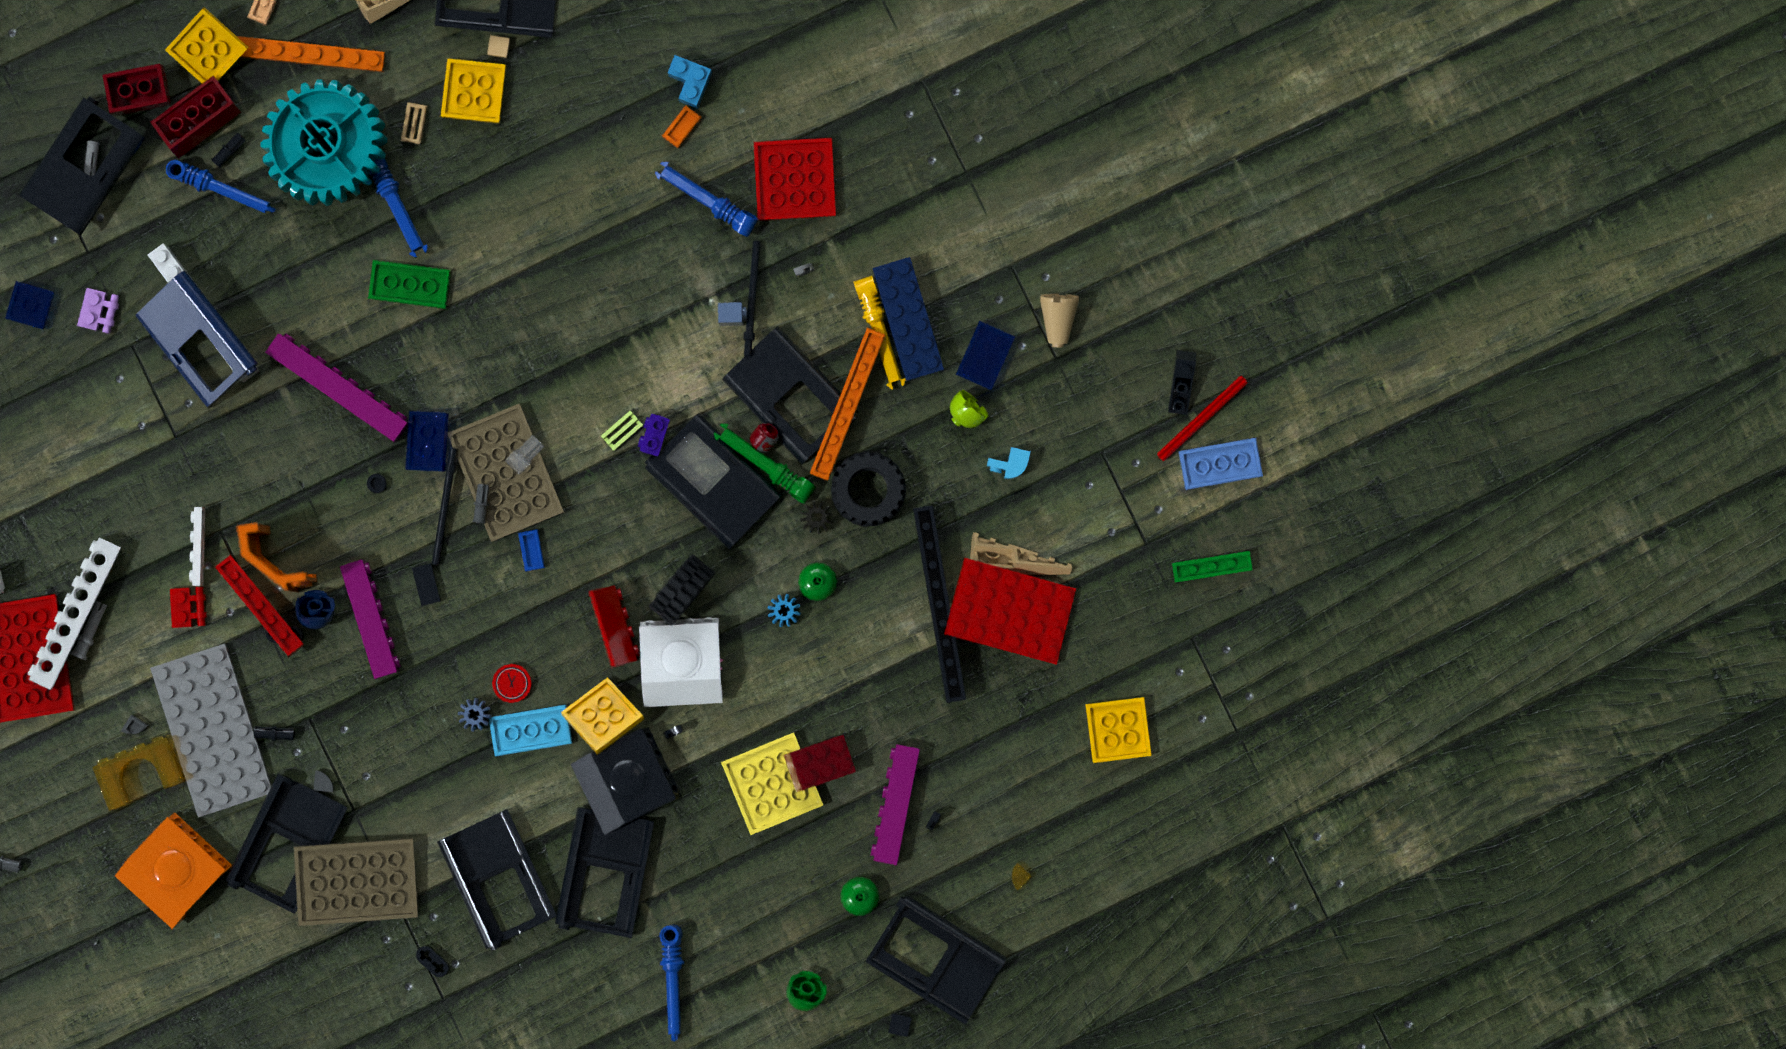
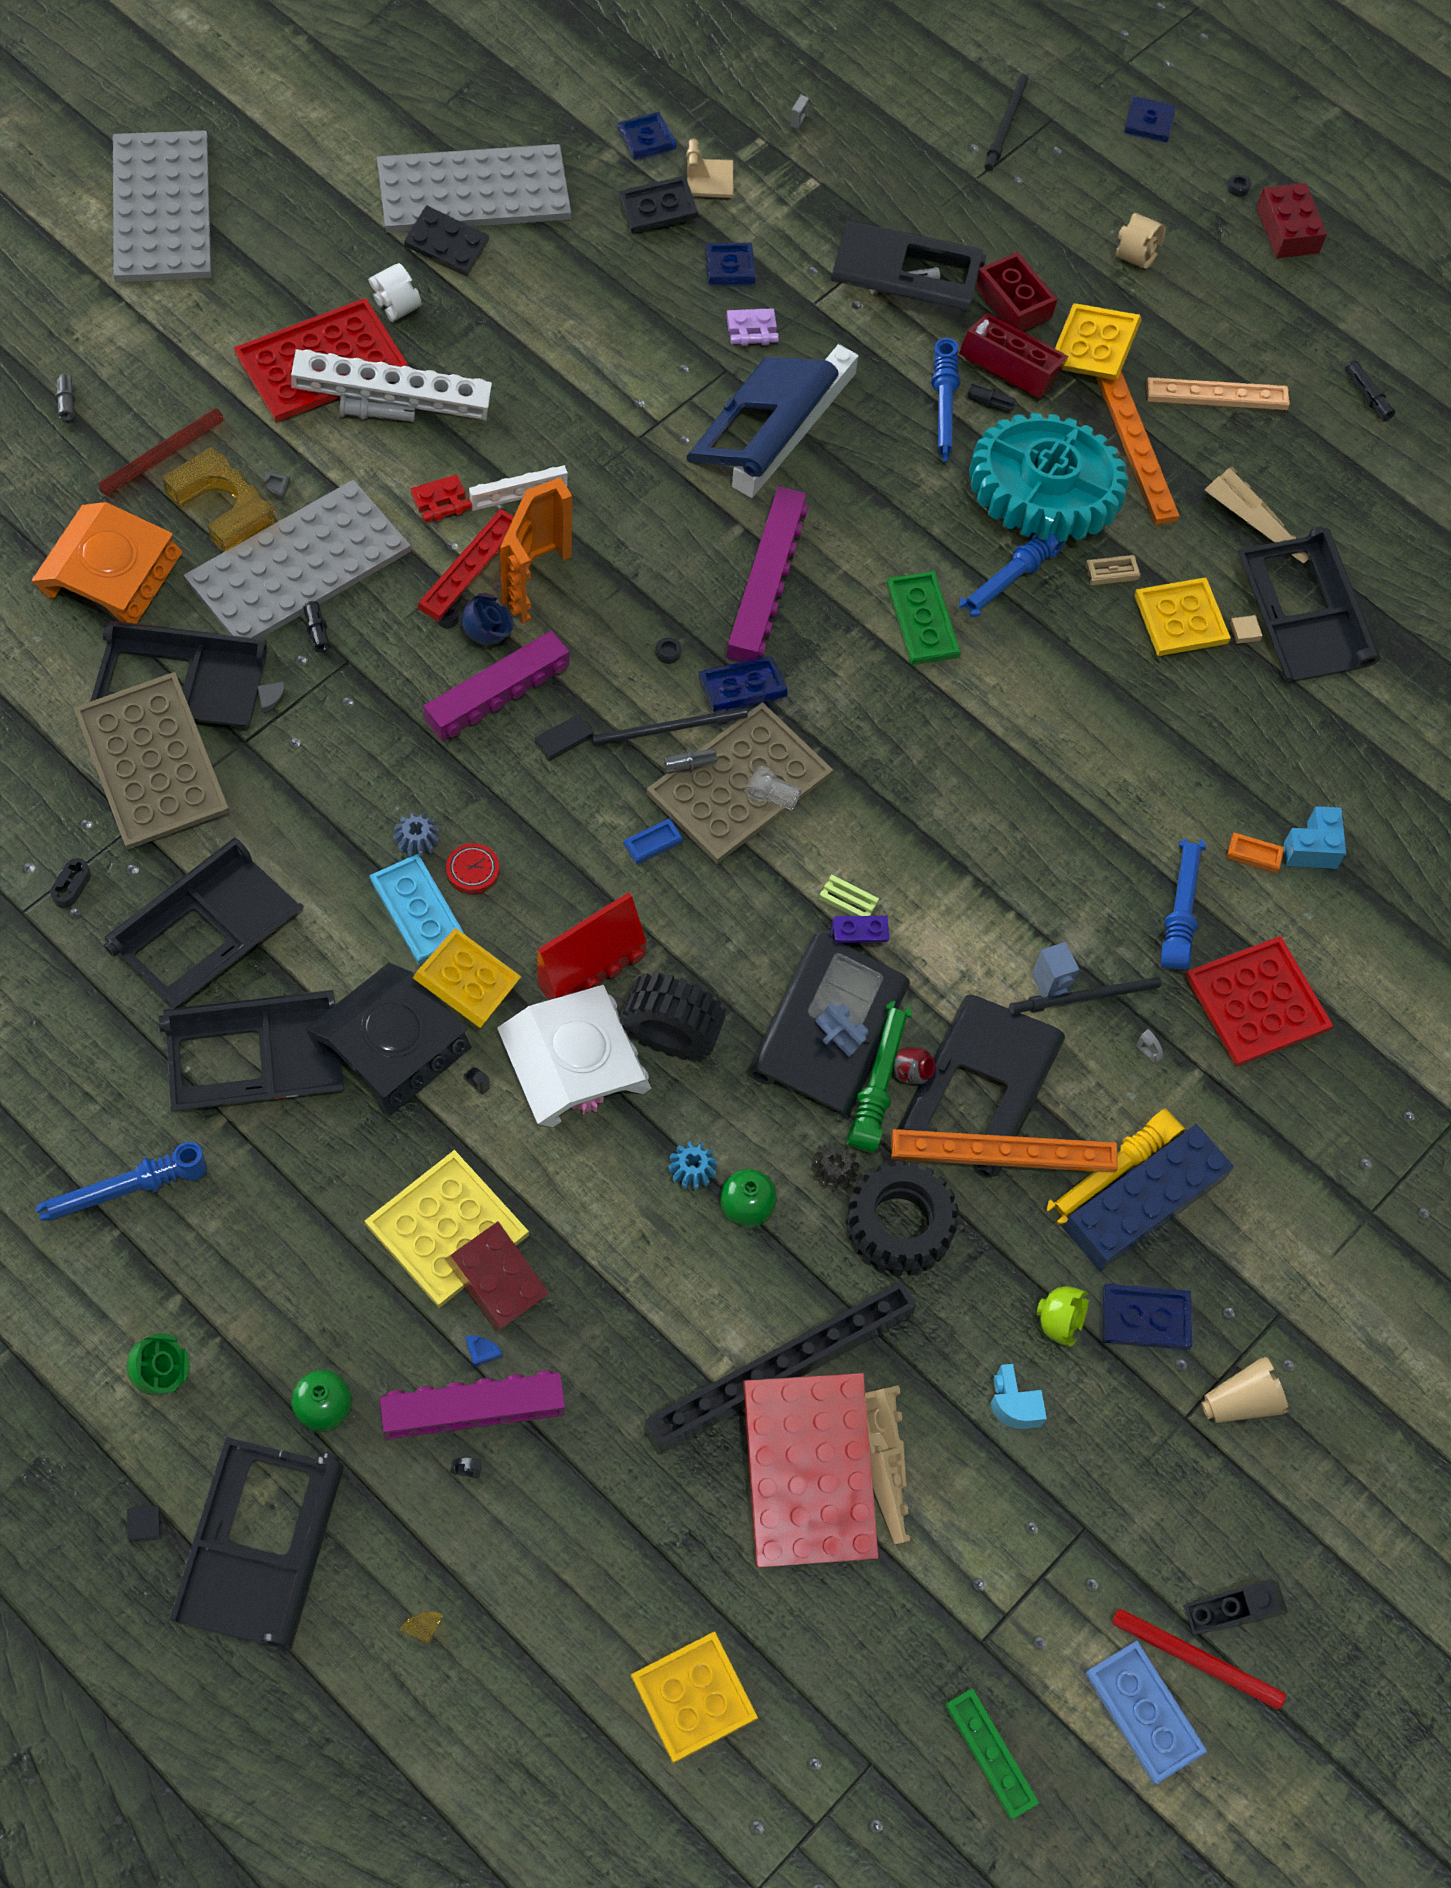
camera: 60 degrees right, 25 degrees down
(75, 803) = (160, 451): none -> clear red axle
(725, 480) = (840, 1029): none -> sand blue hips
(860, 786) = (482, 1350): none -> blue tile

